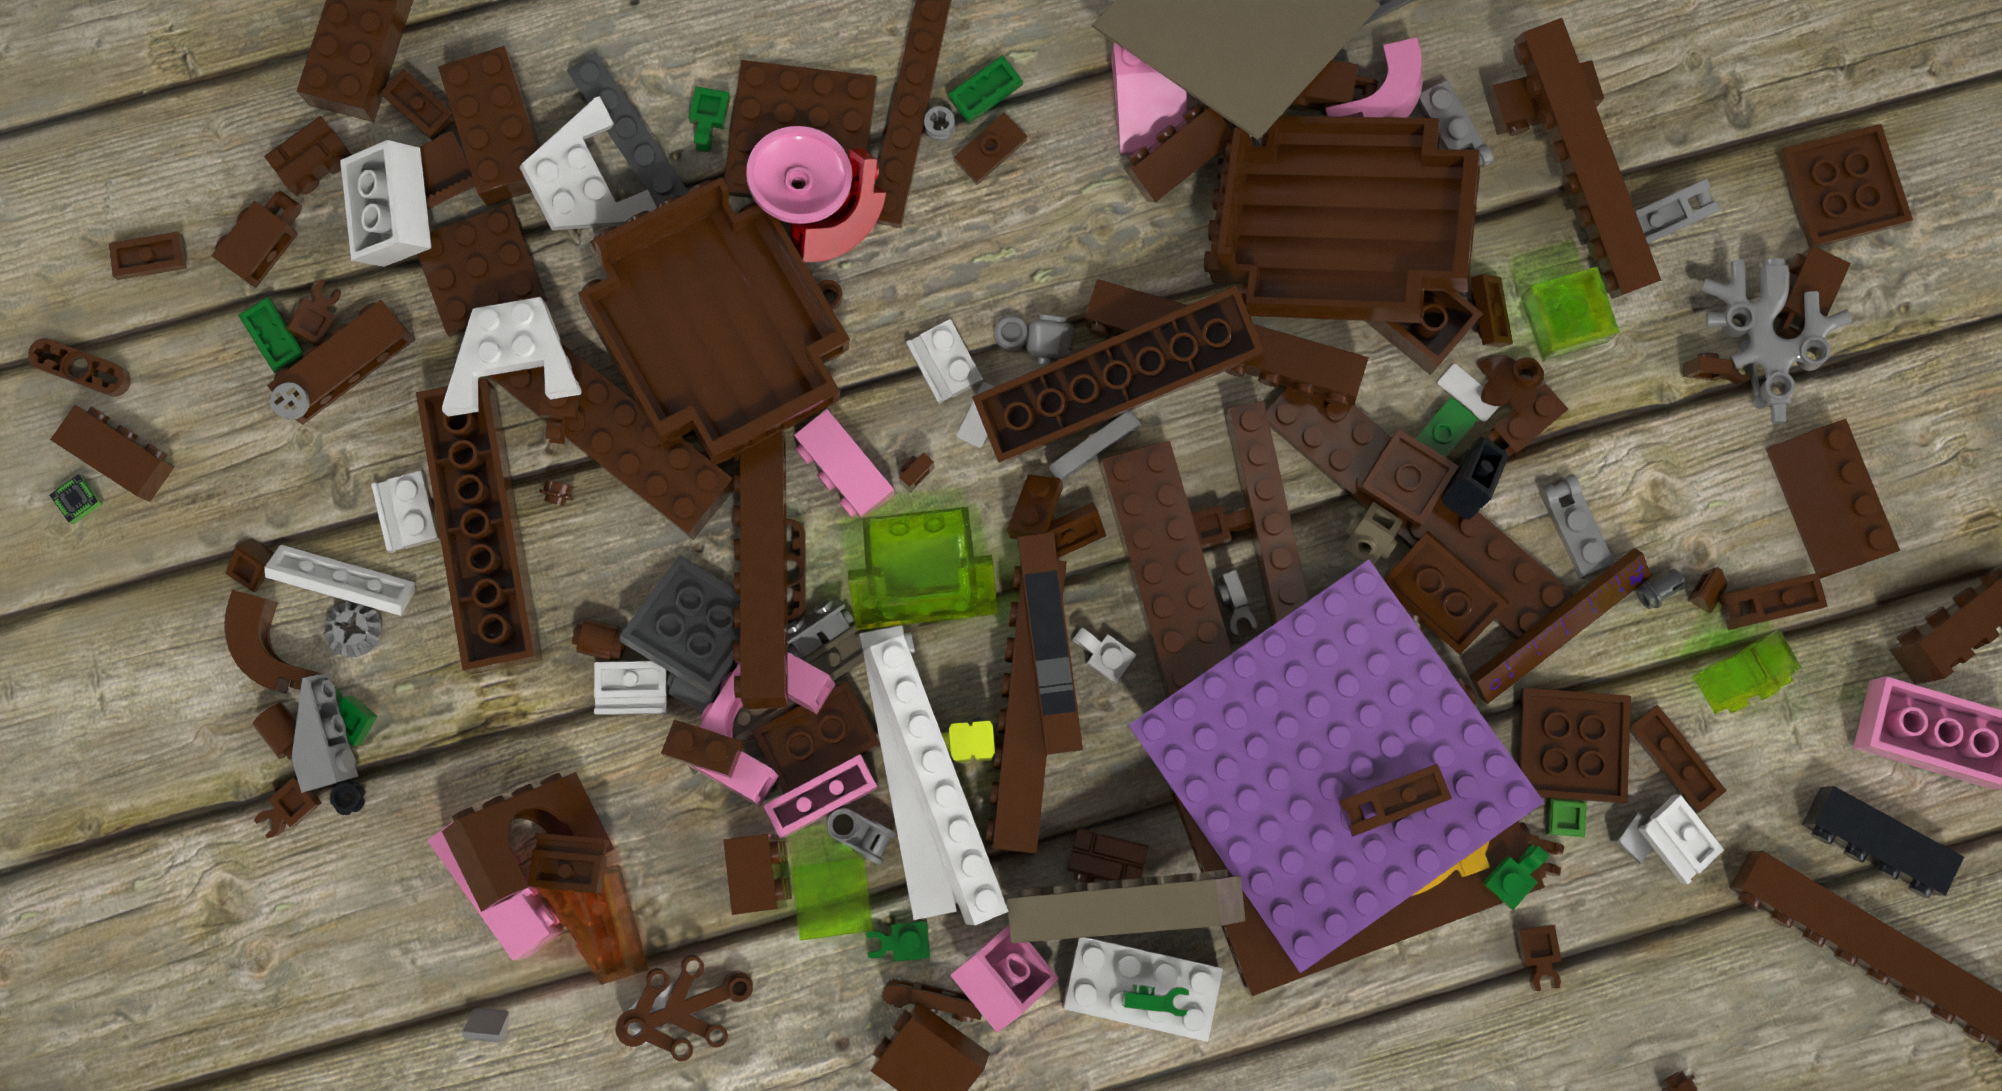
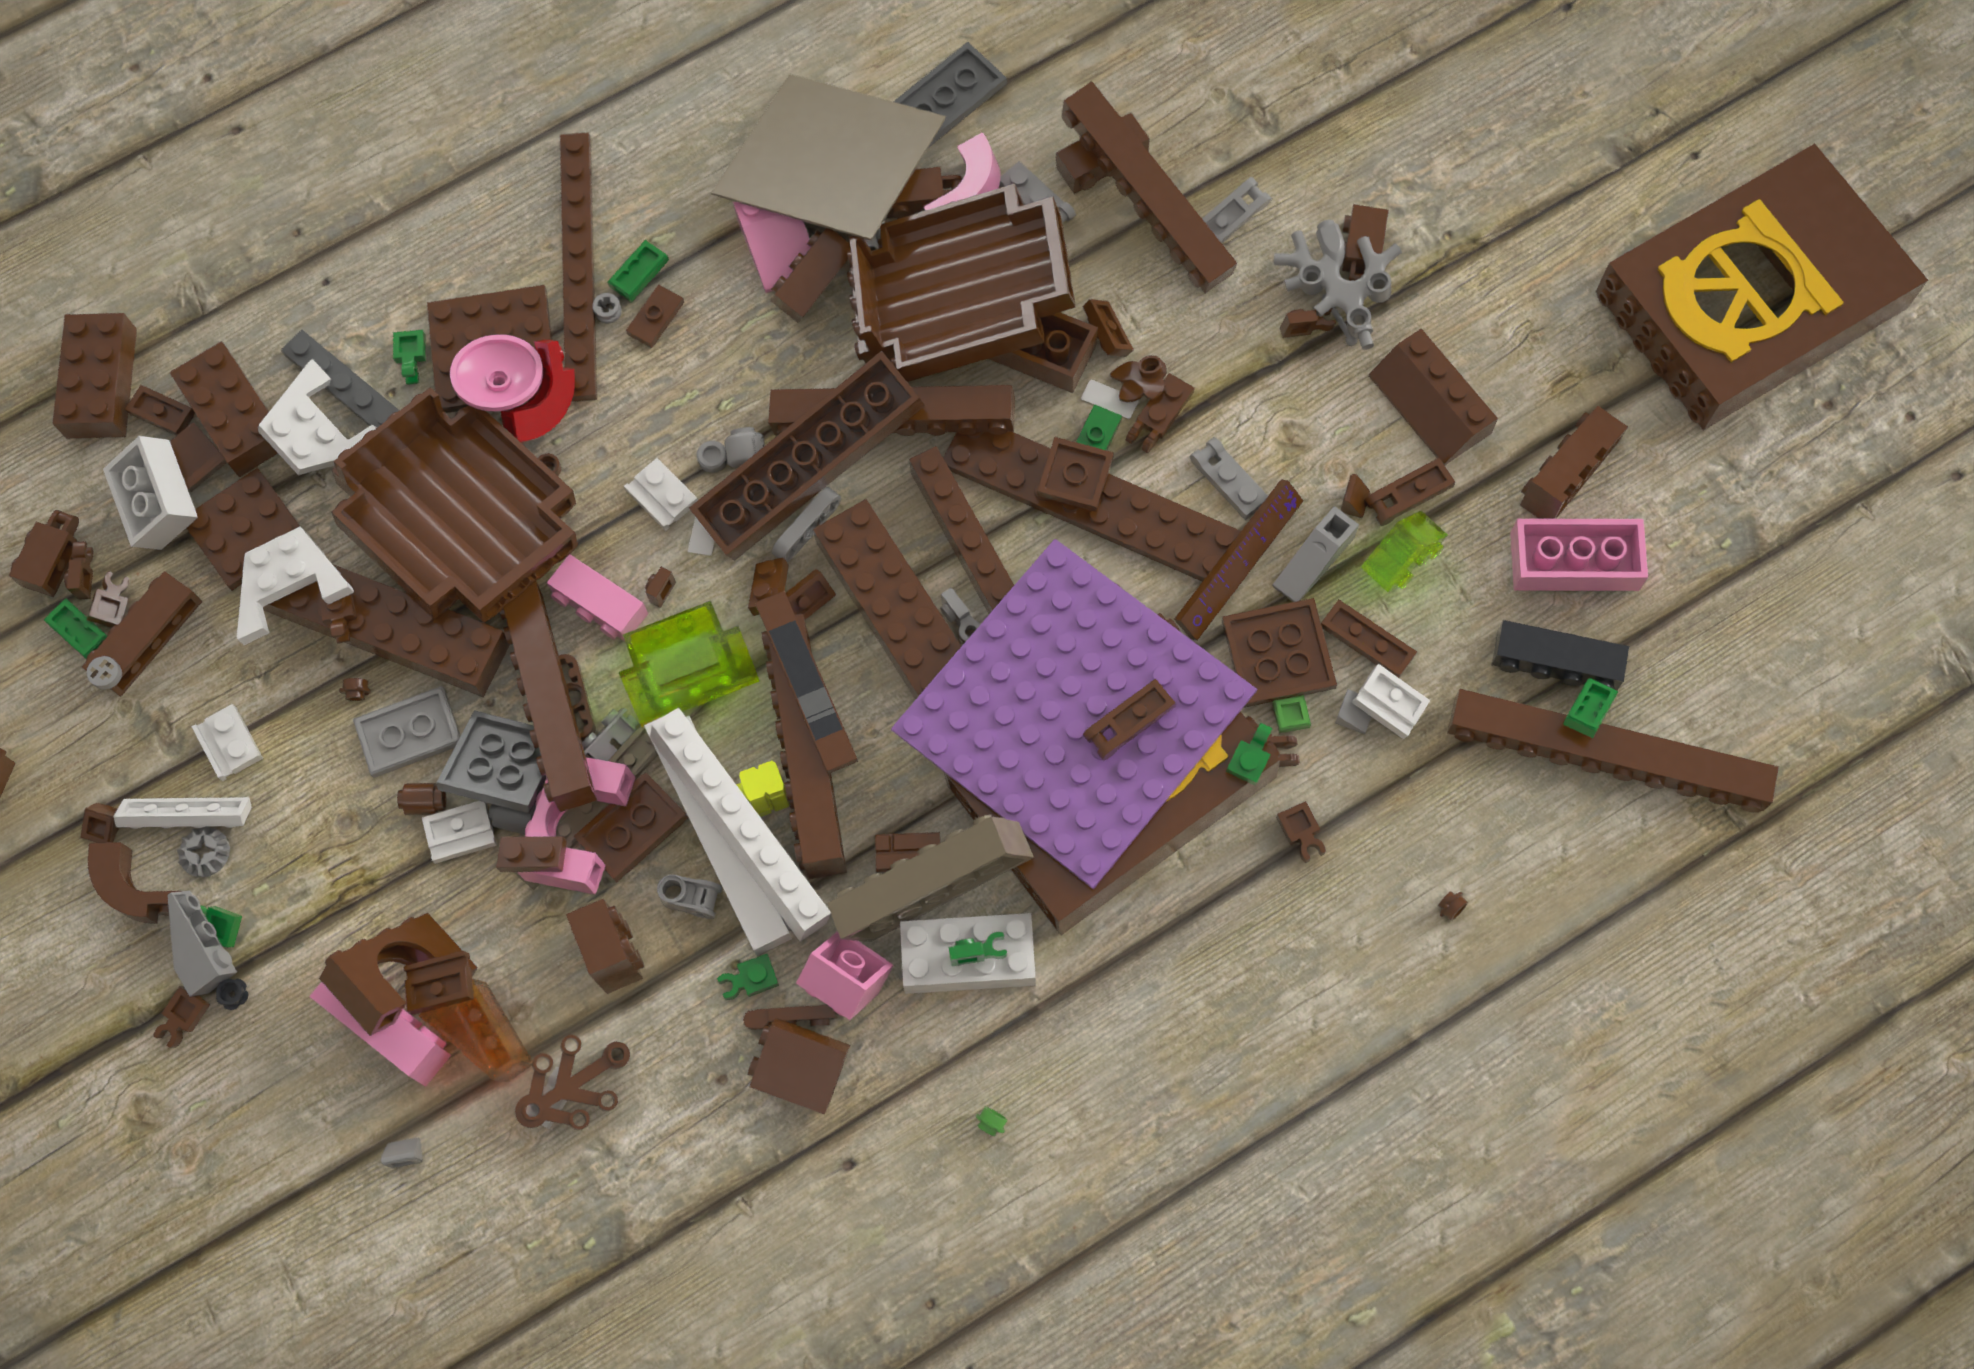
camera: 10 degrees left, 10 degrees down
(277, 729) = (156, 952): reddish brown brick -> none
(287, 276) = (79, 574): none -> reddish brown plate
(308, 156) = (74, 476): reddish brown brick -> none
(479, 533) = (295, 738): reddish brown brick -> none
(602, 556) = (407, 731): none -> light grey tile
(821, 796) = (641, 874): bright pink brick -> none
(833, 898) = (679, 955): clear neon green brick -> none
(1108, 657) = (864, 692): white plate -> none
(1214, 526) = (926, 560): reddish brown plate -> none
(1372, 534) = (1059, 524): dark tan brick -> none
(1445, 592) = (1134, 558): reddish brown plate -> none
(1475, 478) = (1129, 459): black brick -> none
(1570, 314) = (1171, 311): clear neon green brick -> none
(1648, 647) = (1316, 554): none -> light grey slope
(1653, 594) = (1309, 513): dark grey pin -> none
(1845, 186) = (1368, 154): reddish brown plate -> none
(1901, 918) = (1590, 708): none -> green plate

